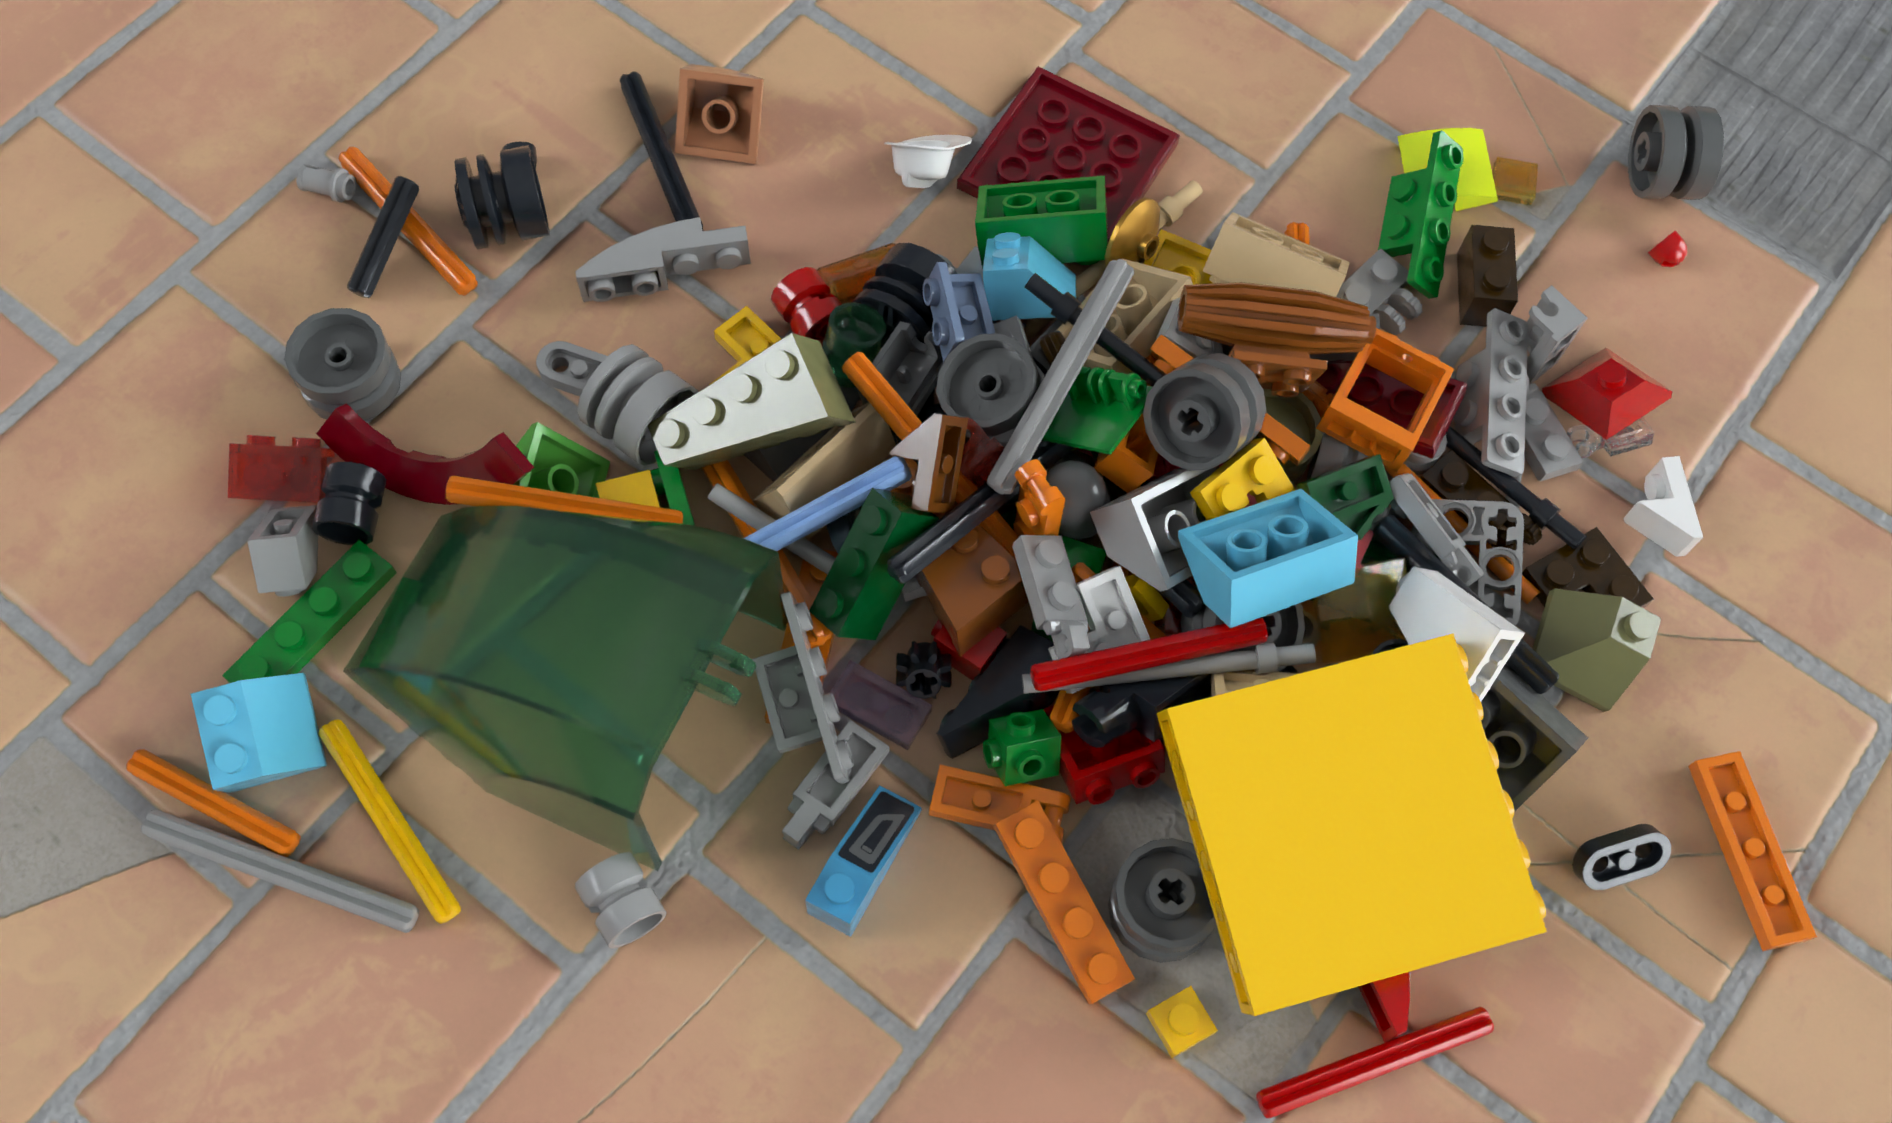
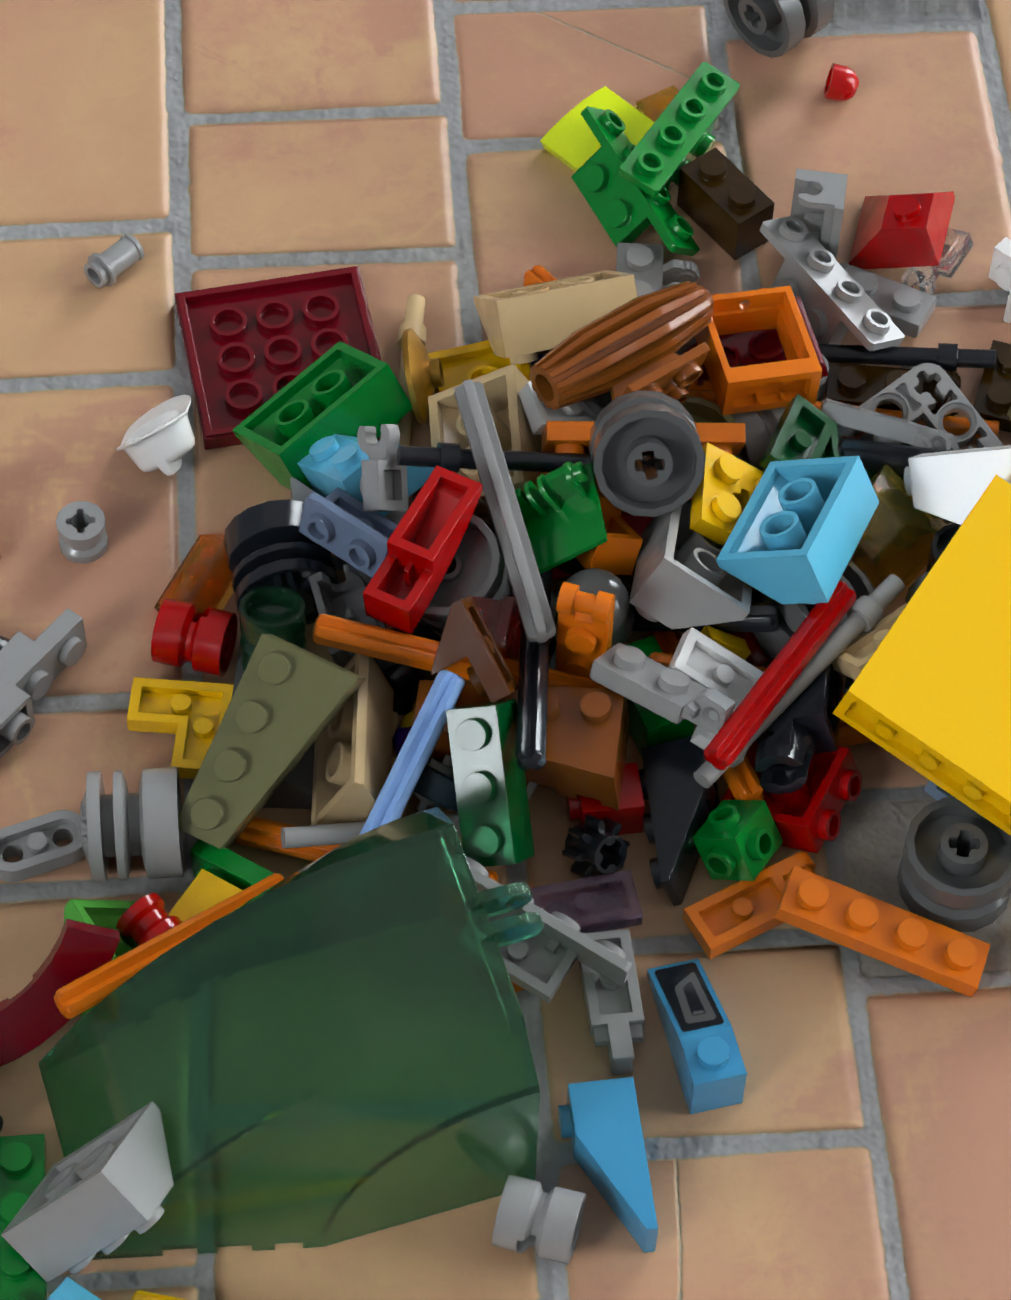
camera: 40 degrees left, 10 degrees down
(349, 635) = (95, 1197): none -> light grey slope
(573, 475) = (146, 919): none -> red wheel
(723, 888) = (611, 1151): none -> dark azure slope
(818, 194) = (92, 537): none -> light grey wheel
(971, 358) = (421, 550): none -> red slope
(1005, 292) = (382, 480): none -> light grey plate
(1016, 16) = (104, 267): none -> light grey pin
(1498, 199) = (680, 131): none -> green bracket

